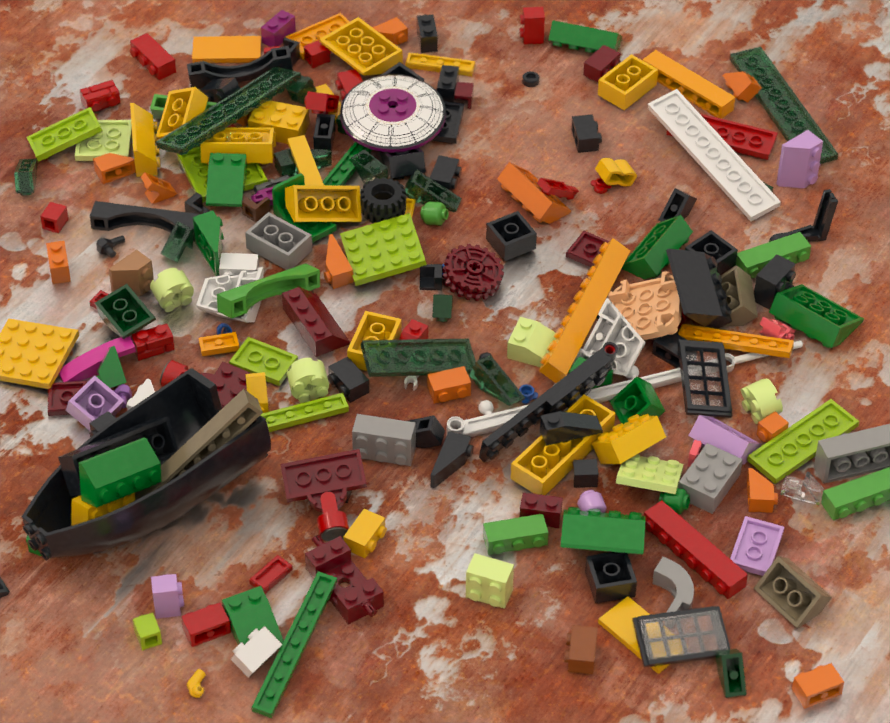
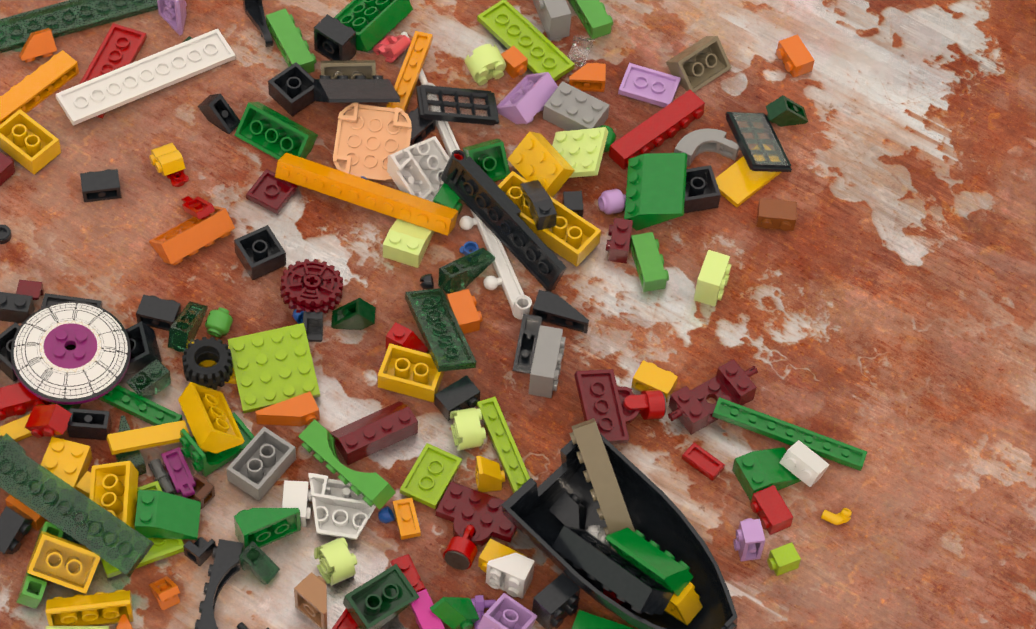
camera: 95 degrees left, 10 degrees up
(694, 452) = (545, 121): coral tile -> none

